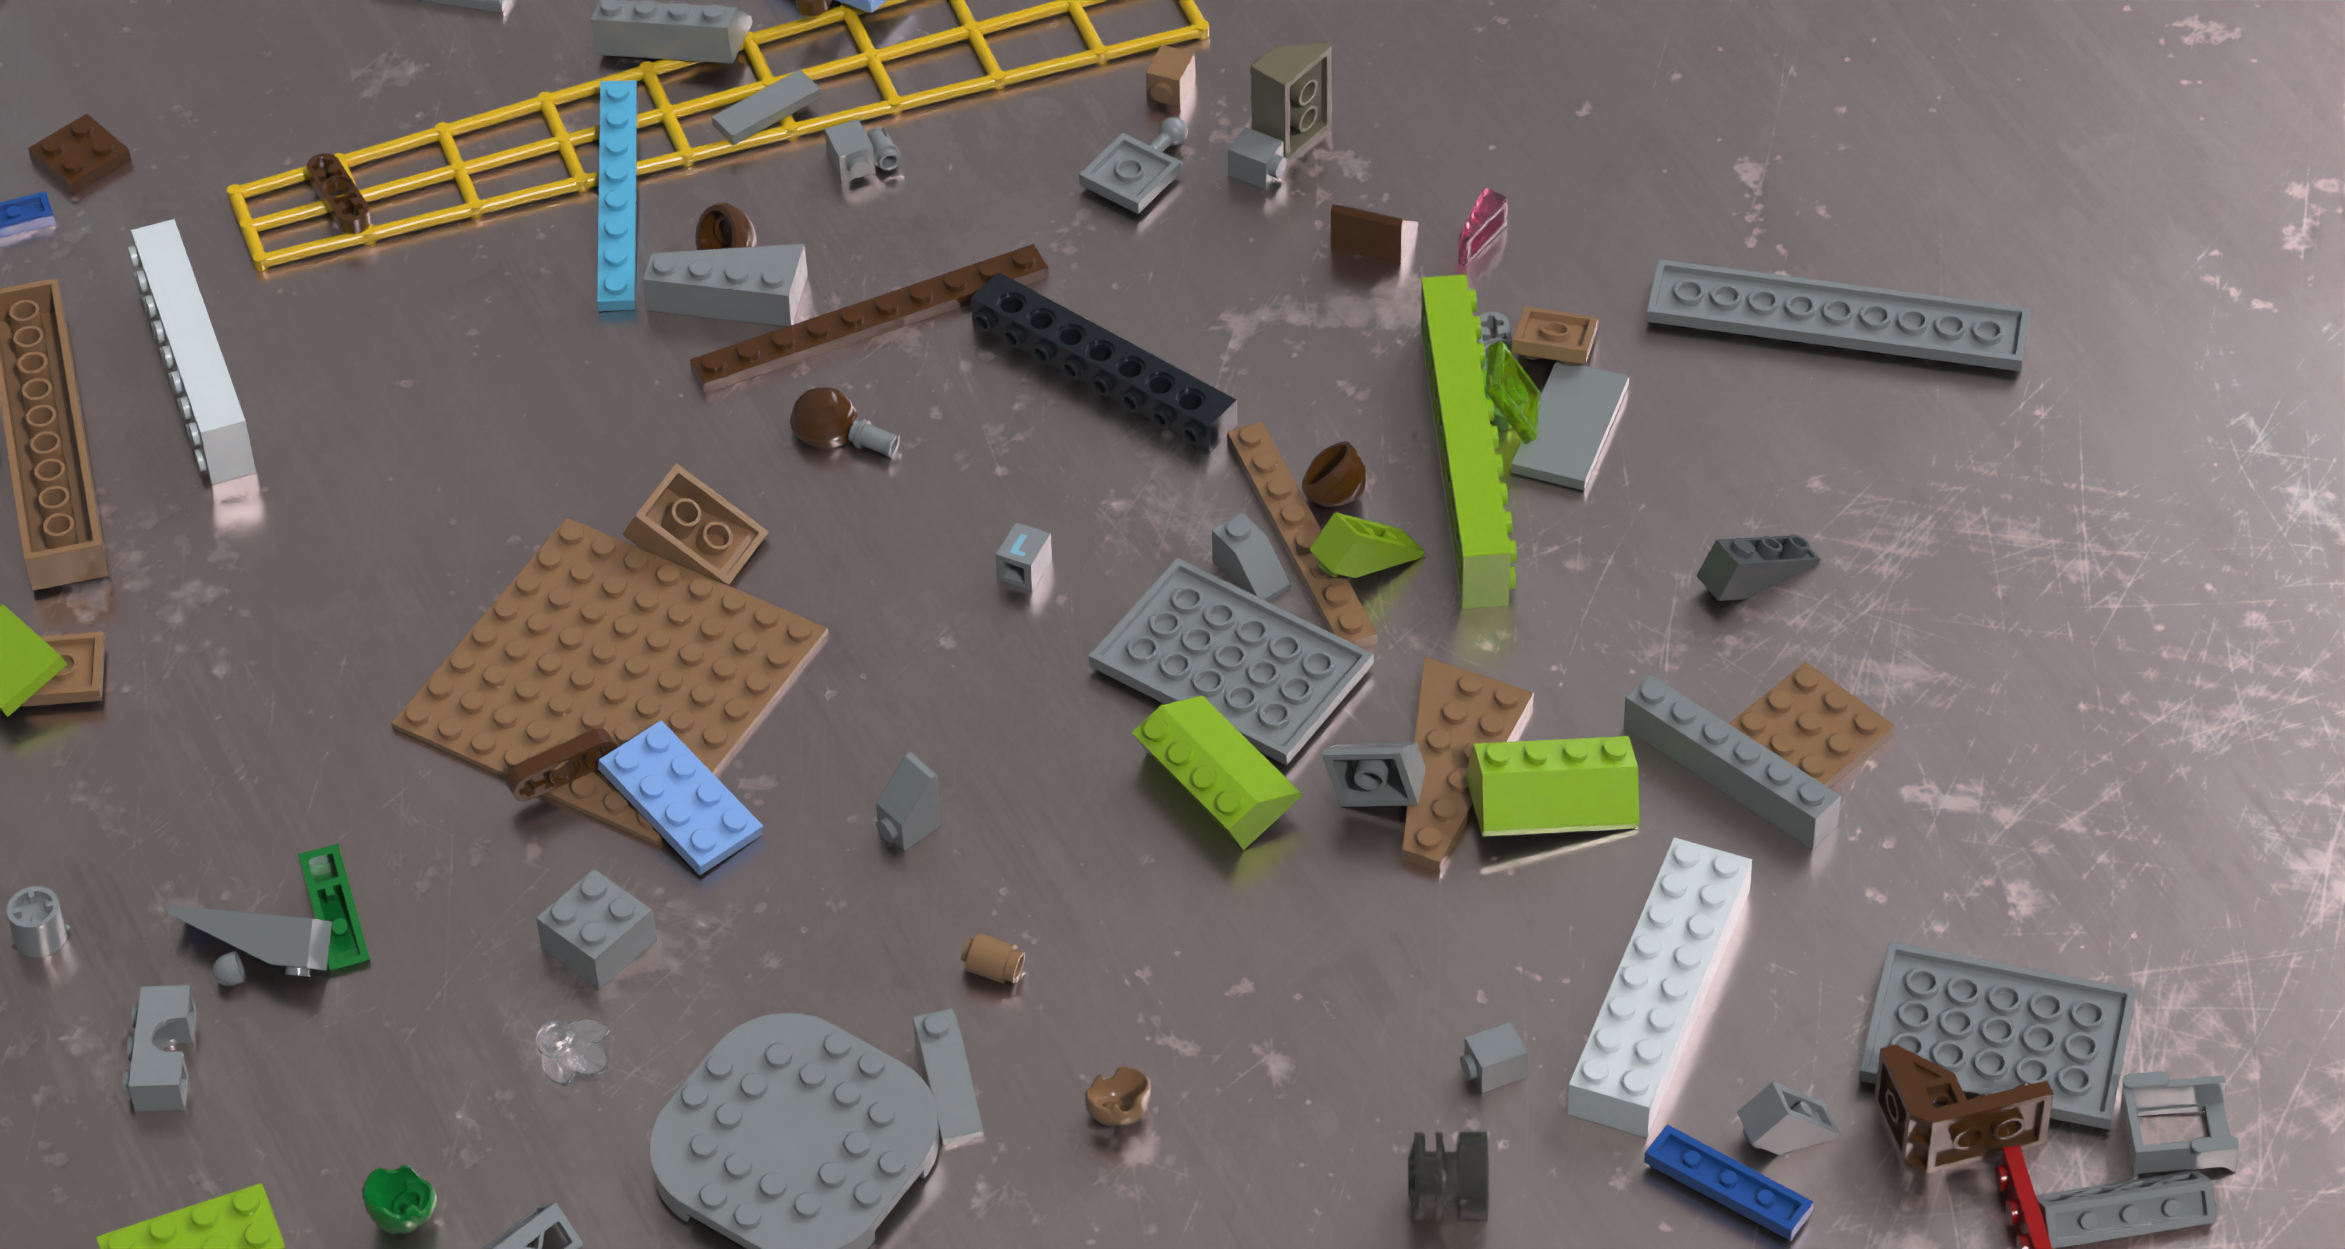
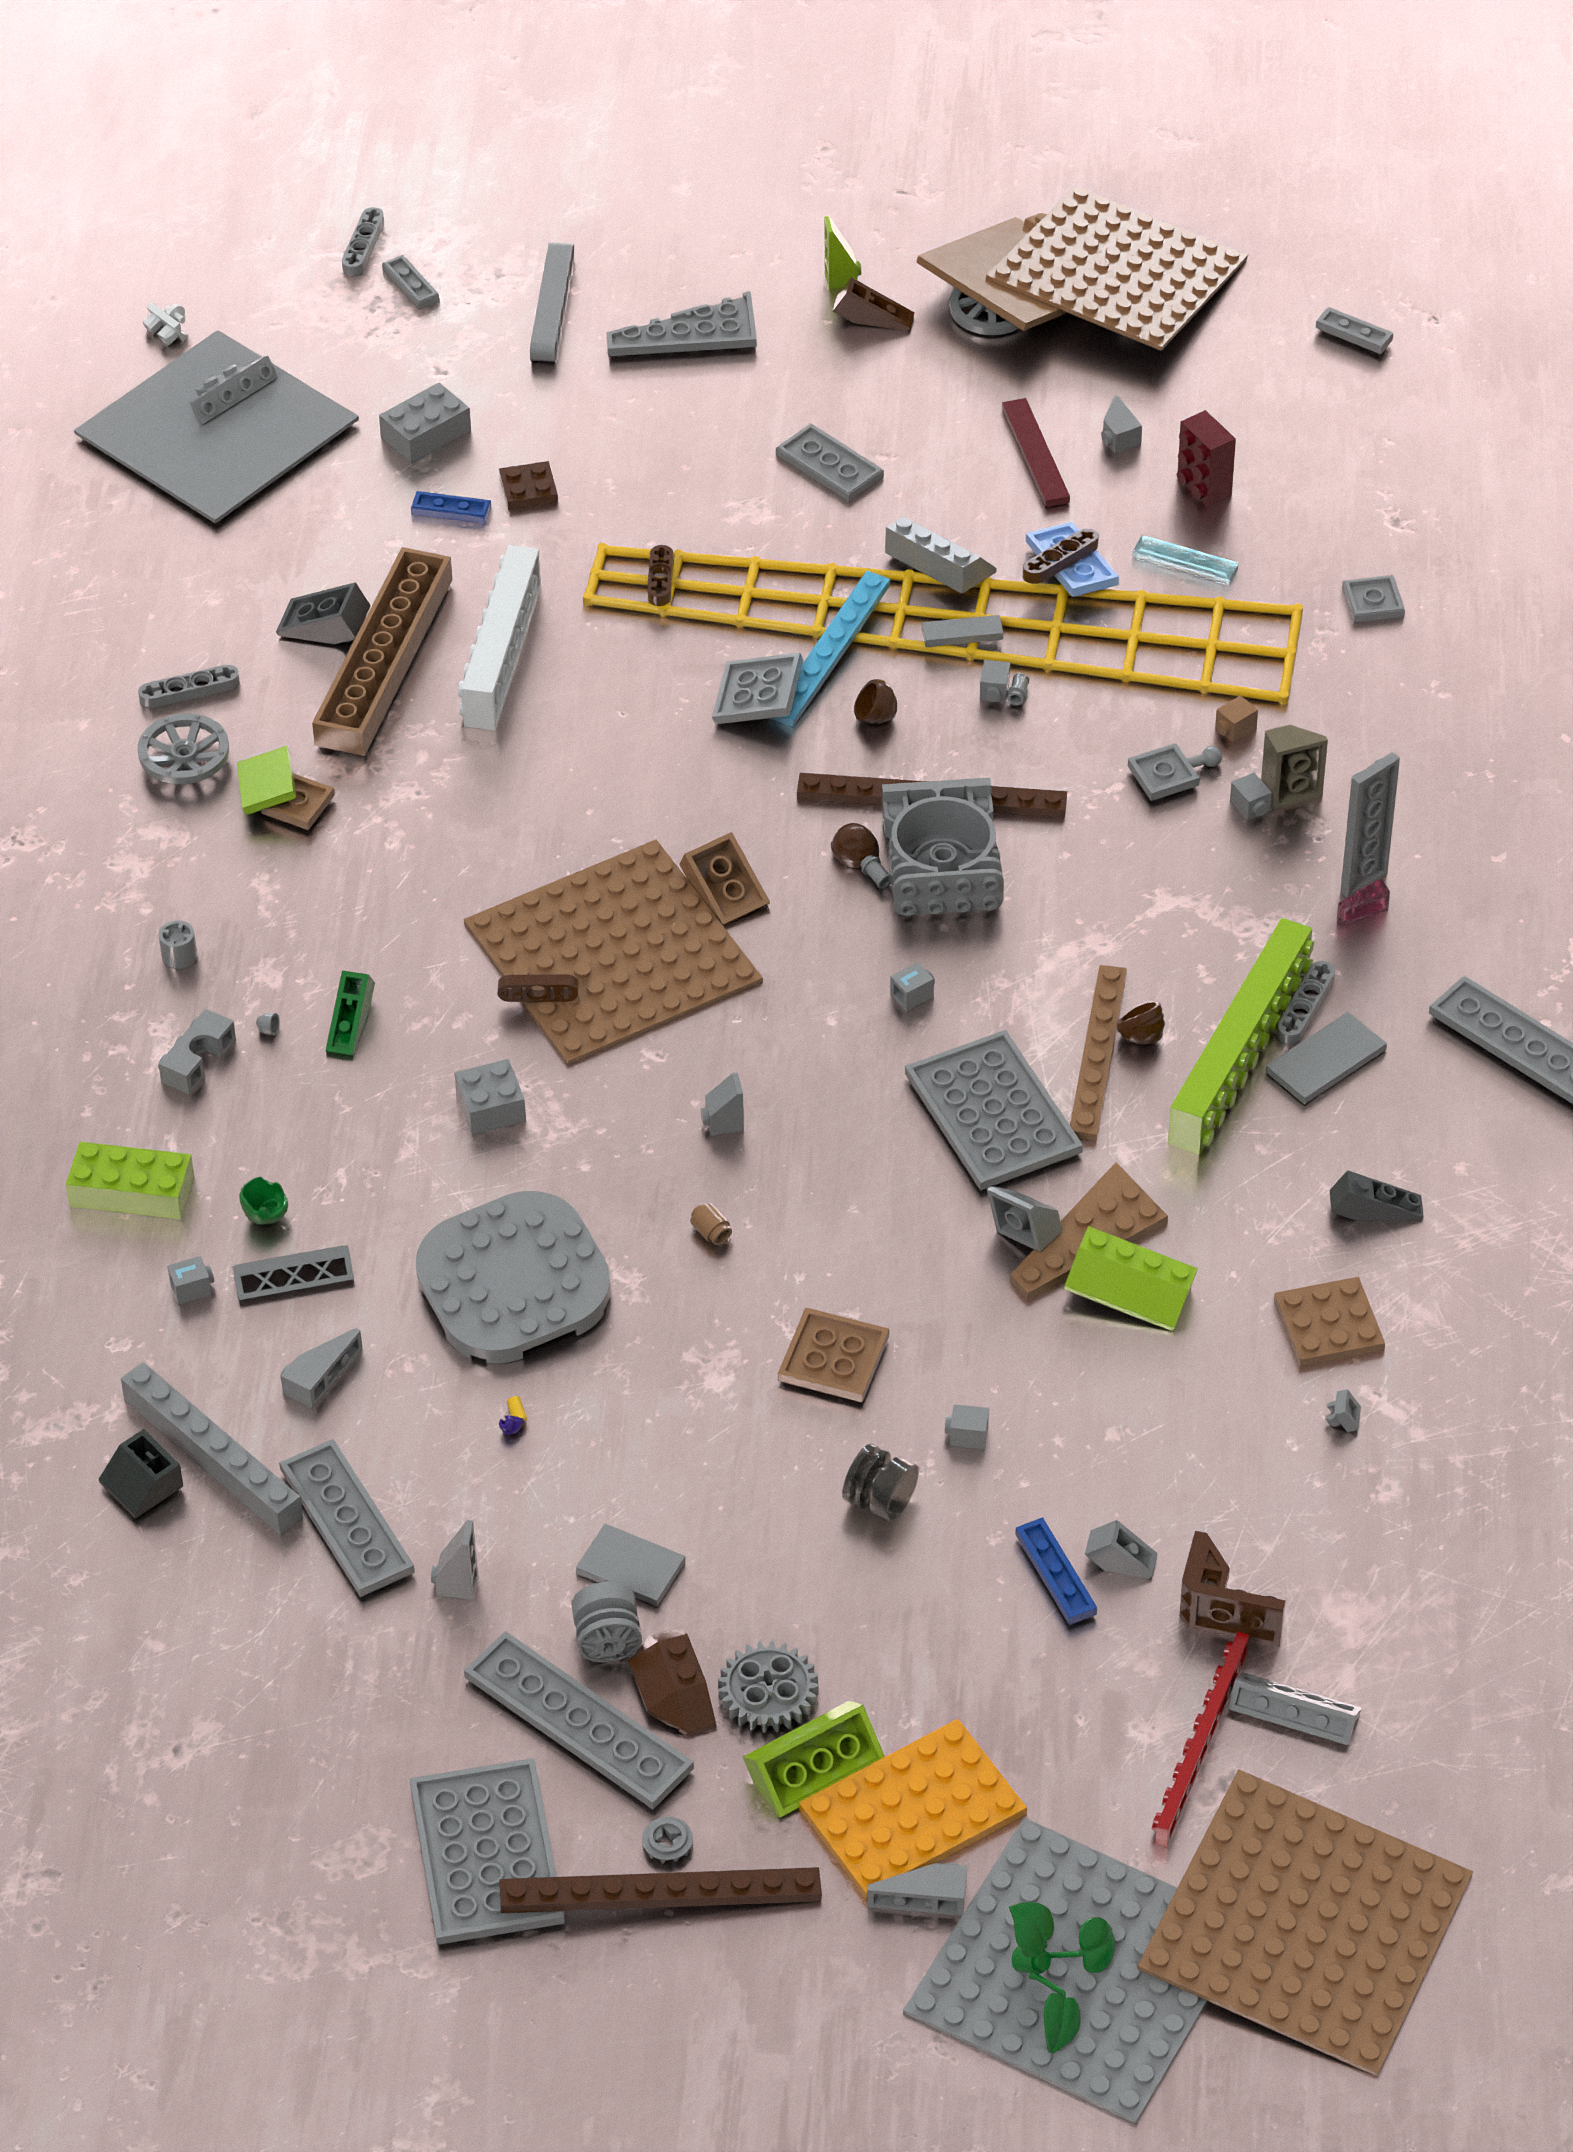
camera: 30 degrees right, 0 degrees up
(276, 939) = (299, 1015): light grey slope -> none
(566, 278) = (757, 688): none -> light grey plate
(575, 1052) = (428, 1162): clear plate -> none
(680, 797) = (596, 1040): light blue plate -> none
(729, 283) = (858, 735): light grey wedge -> none
(947, 1075) = (632, 1280): light grey slope -> none
(961, 368) = (942, 846): none -> light grey brick
(1104, 362) = (1053, 886): black brick -> none
(1119, 1099) = (721, 1343): medium nougat hair -> none
(1217, 767) = (929, 1170): lime slope -> none
(1248, 558) = (1050, 1051): light grey slope -> none
(1264, 1048) = (833, 1354): none -> medium nougat plate
(1362, 546) = (1124, 1074): lime slope -> none
(1370, 233) = (1290, 876): reddish brown slope -> none
(1455, 122) = (1369, 824): none -> light grey plate
(1513, 391) = (1292, 1018): clear neon green tile -> none
(1554, 335) = (1356, 995): medium nougat plate -> none
(1659, 988) = (1104, 1432): white brick -> none
(1731, 761) = (1258, 1316): light grey brick -> none
(1914, 828) = (1344, 1411): none -> light grey tile
(2004, 1028) = (1301, 1556): light grey plate -> none
(2154, 1095) = (1364, 1647): light grey piece -> none

